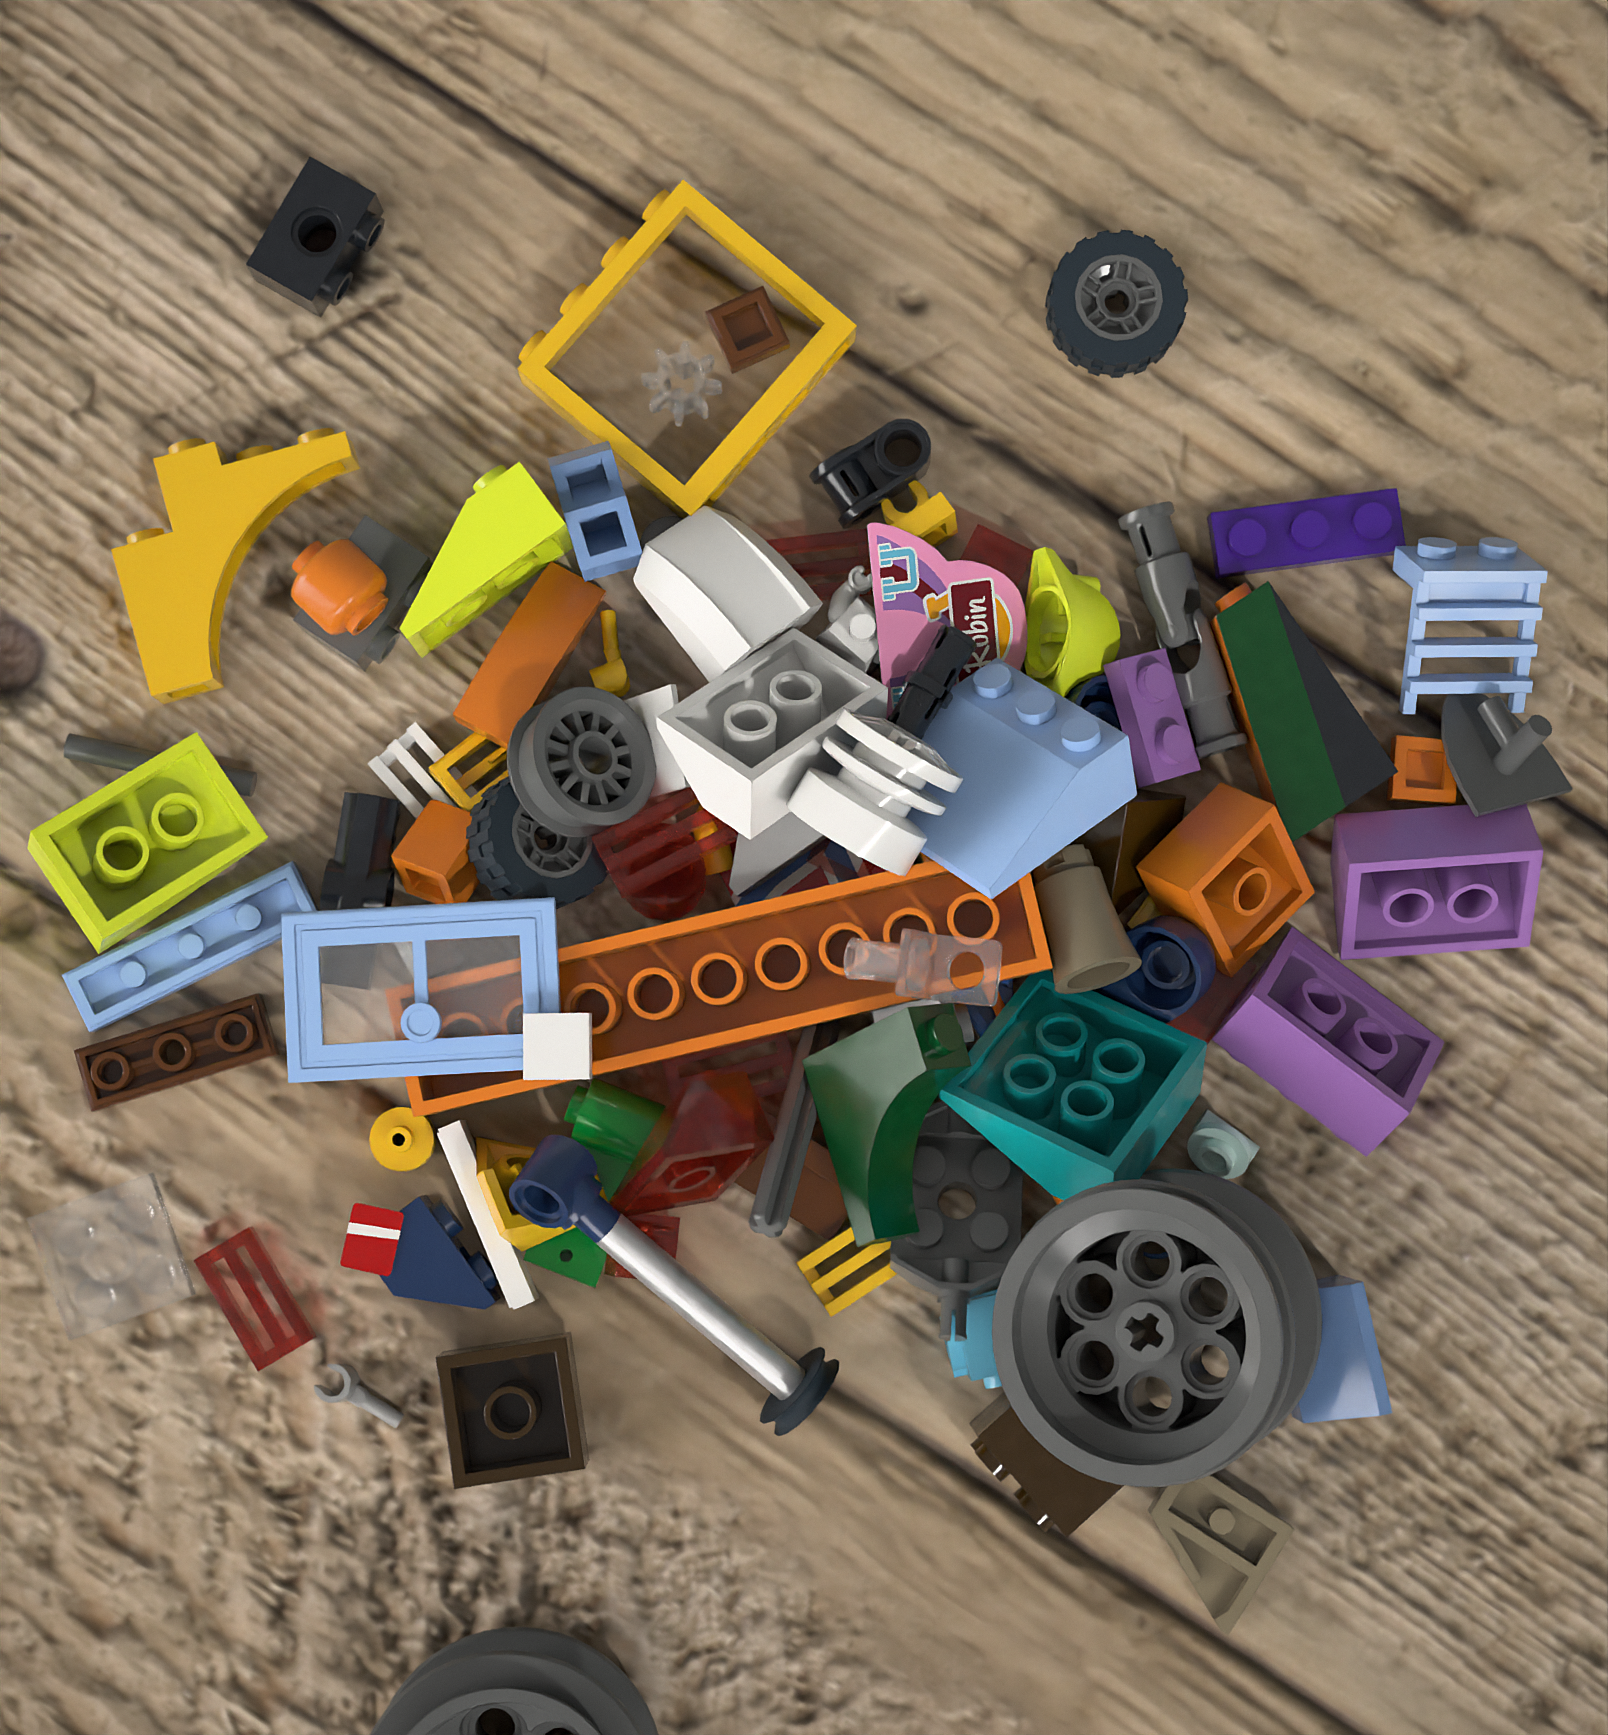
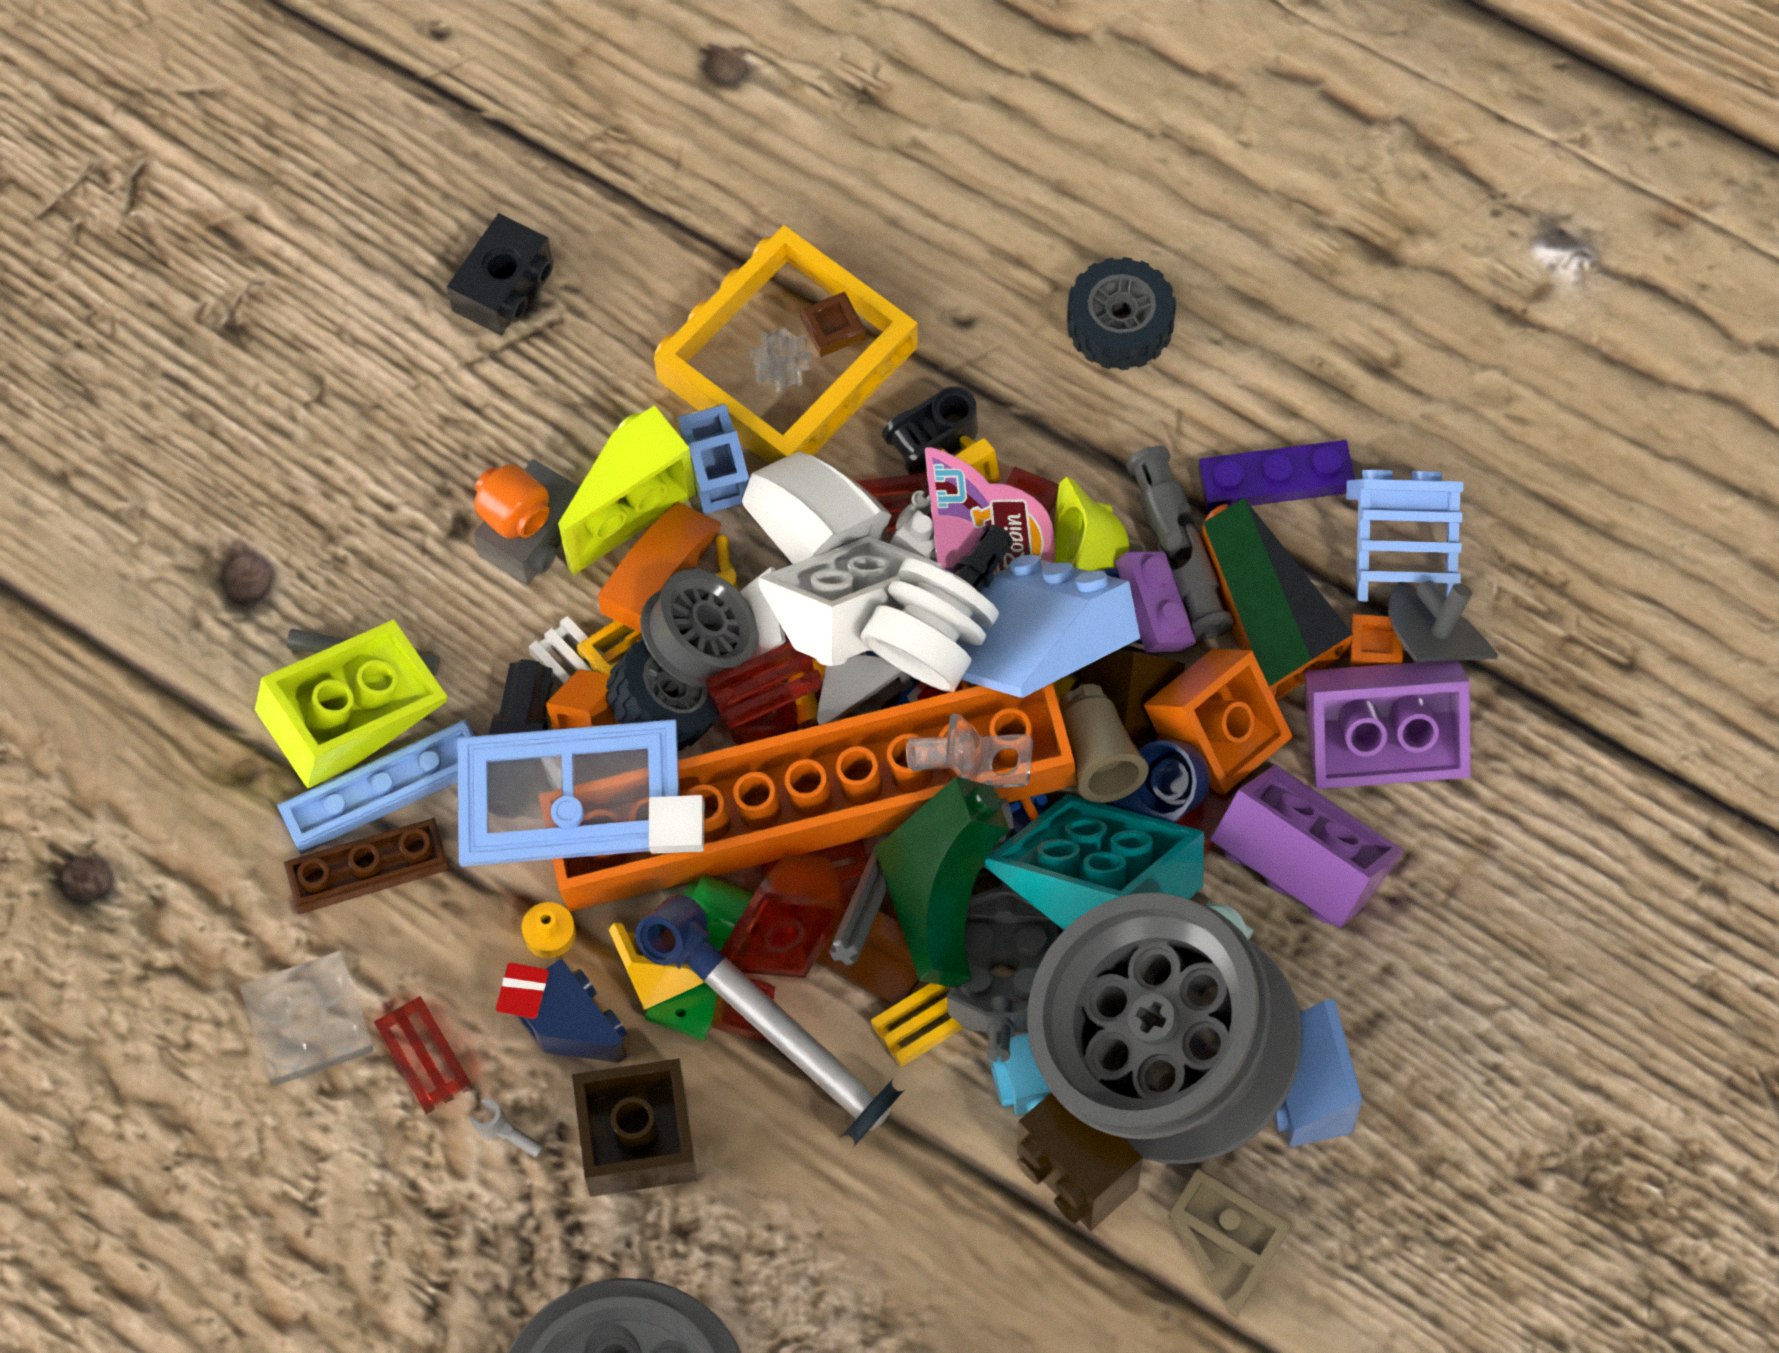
camera: 10 degrees right, 20 degrees down
(217, 511) = (418, 466): yellow arch -> none
(504, 1257) = (617, 981): white tile -> none

